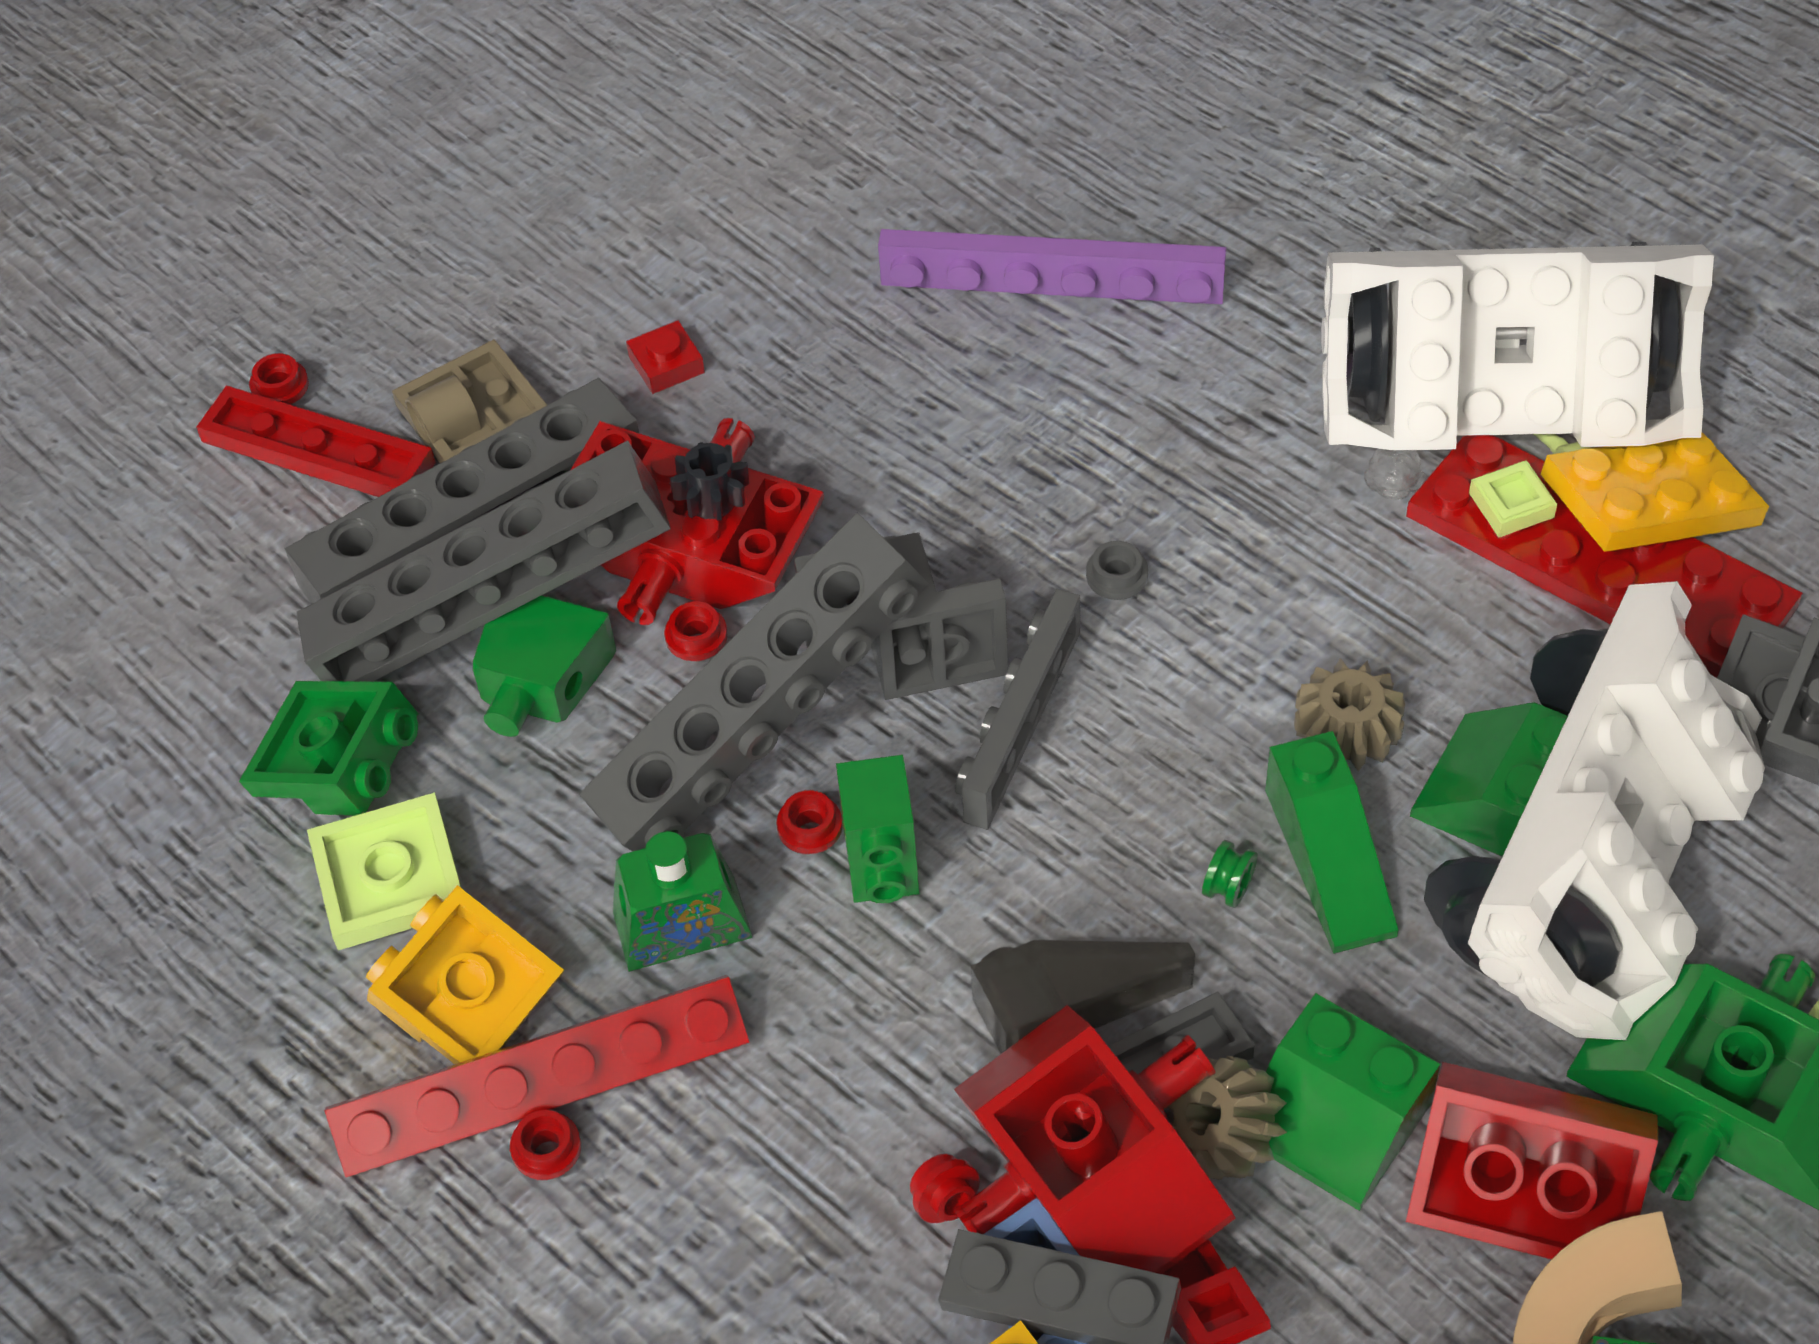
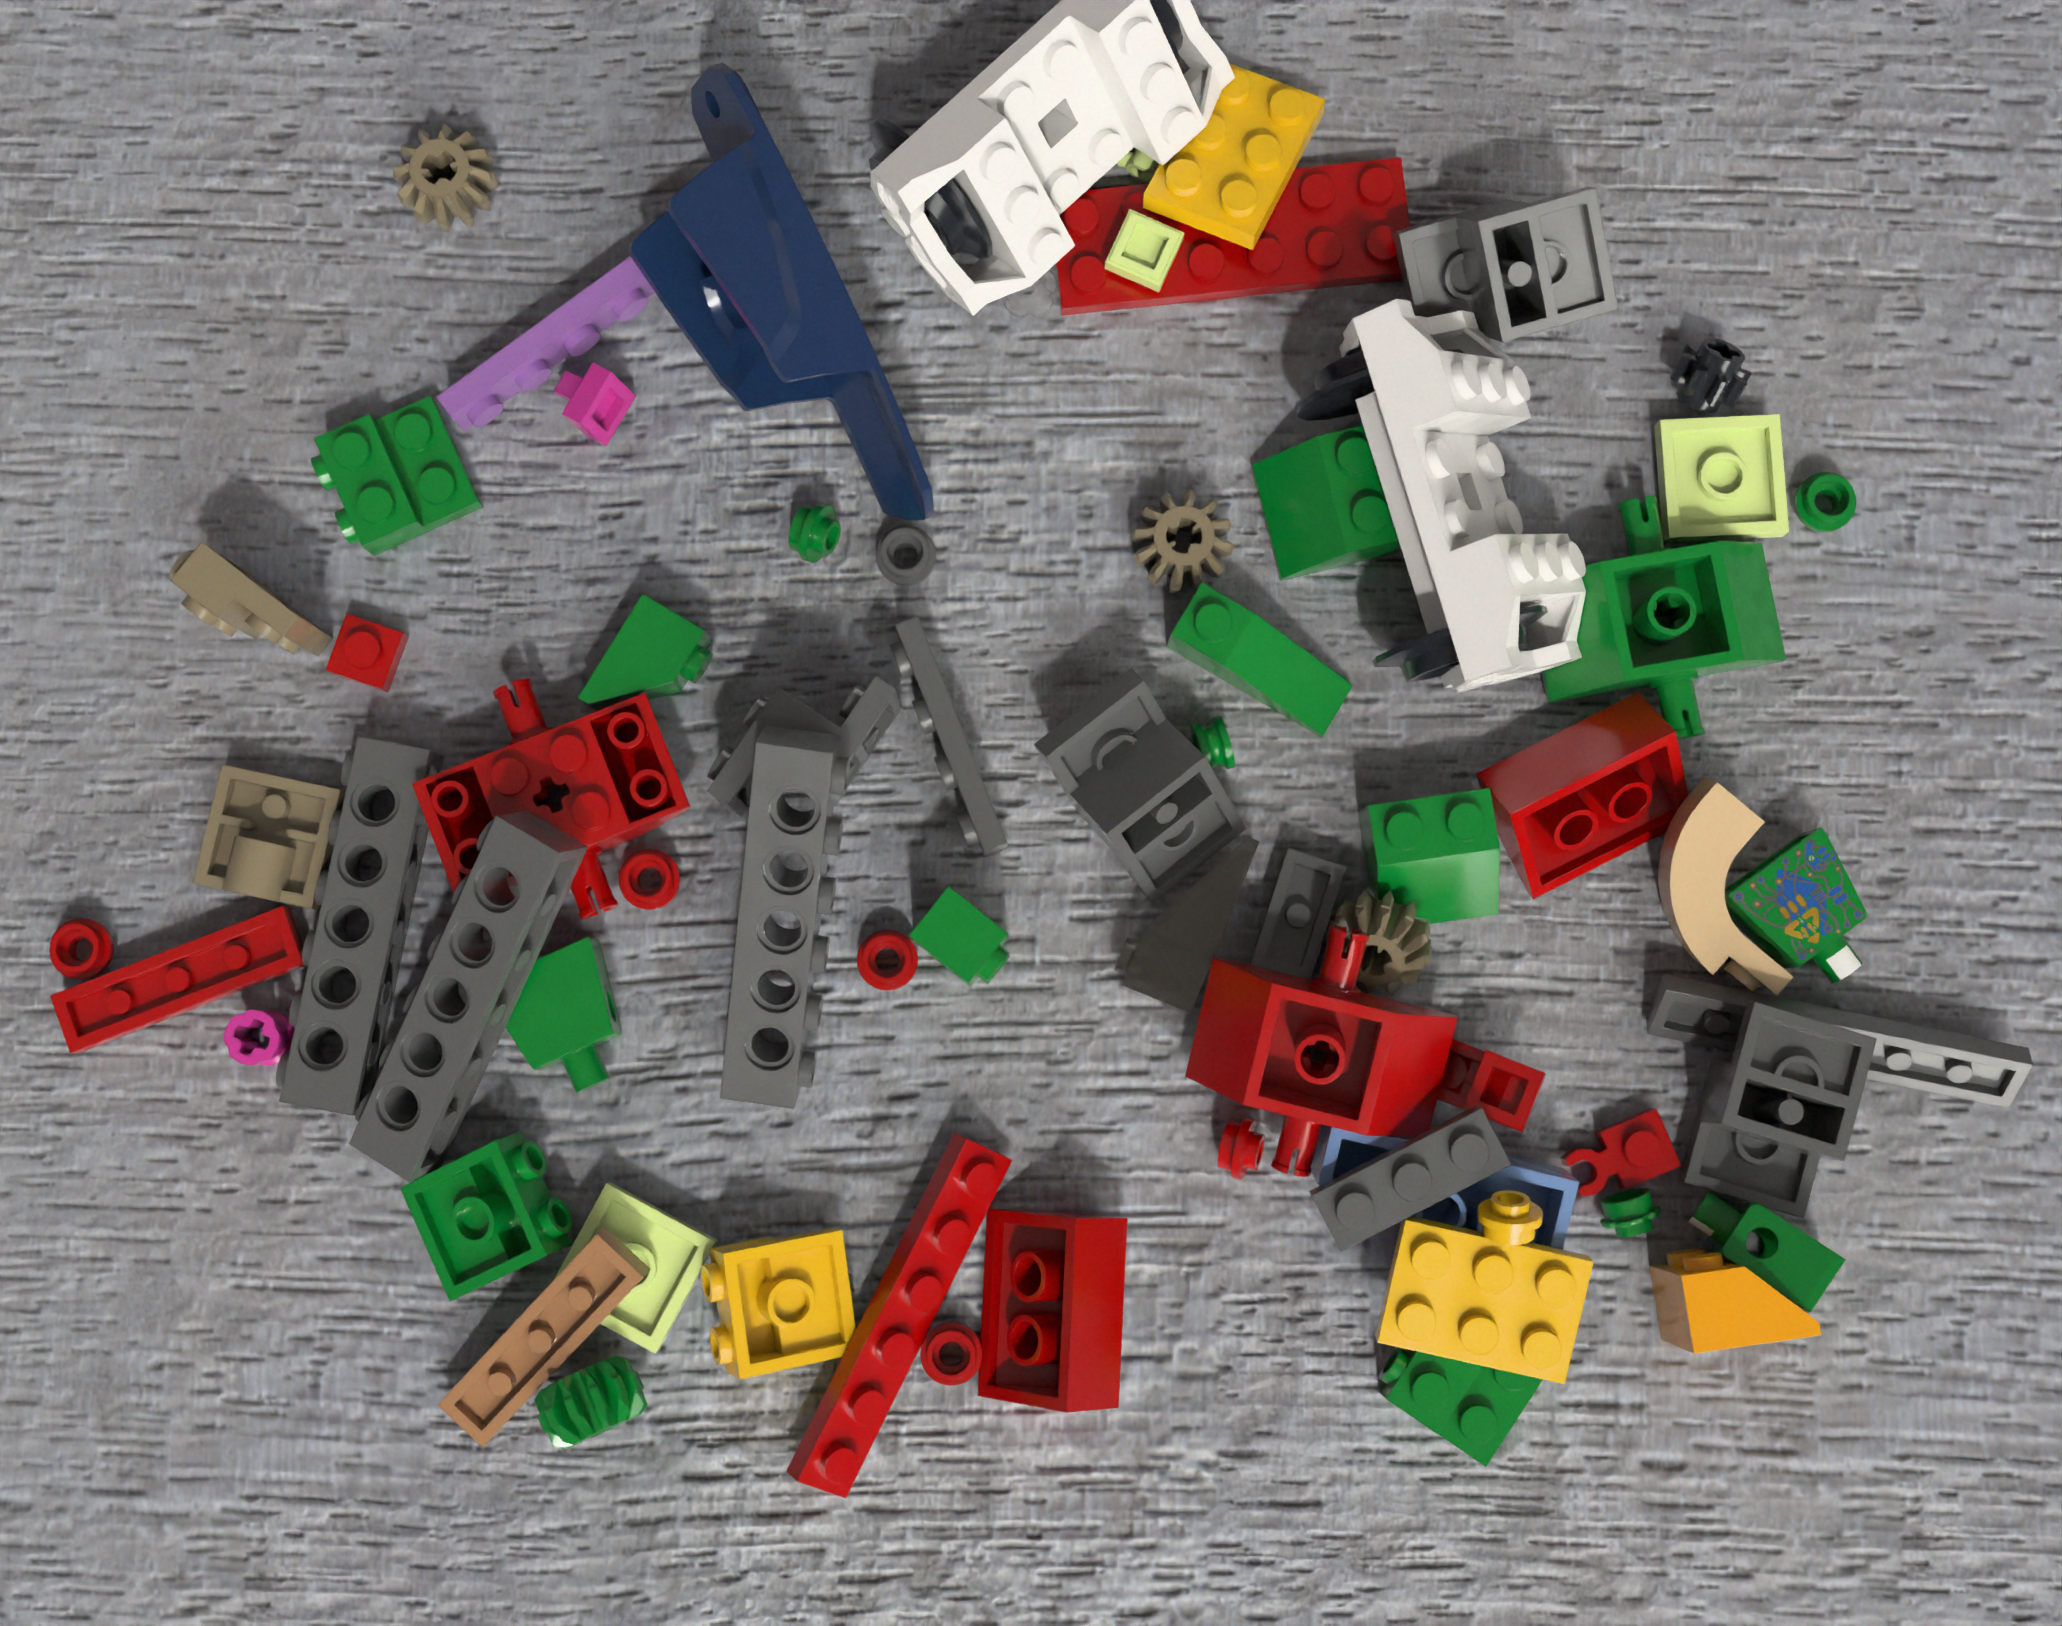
camera: 50 degrees left, 30 degrees up
(249, 922) = (590, 1402): none -> green gear
(271, 848) = (544, 1336): none -> medium nougat plate
(316, 503) = (246, 1049): none -> dark pink bush
(616, 250) = (235, 600): none -> dark tan plate
(664, 1177) = (1053, 1309): none -> red slope
(676, 900) = (870, 1110): green torso -> none
(709, 481) = (572, 759): black gear -> none
(802, 270) = (395, 476): none -> green plate
(855, 480) = (649, 655): none -> green slope
(990, 318) = (595, 402): none -> dark pink tile
(1031, 130) = (441, 197): none -> dark tan gear
(1062, 504) = (814, 531): none -> green plate
(1136, 837) = (1141, 785): none -> dark grey bracket
(1175, 302) = (764, 297): none -> dark blue piece

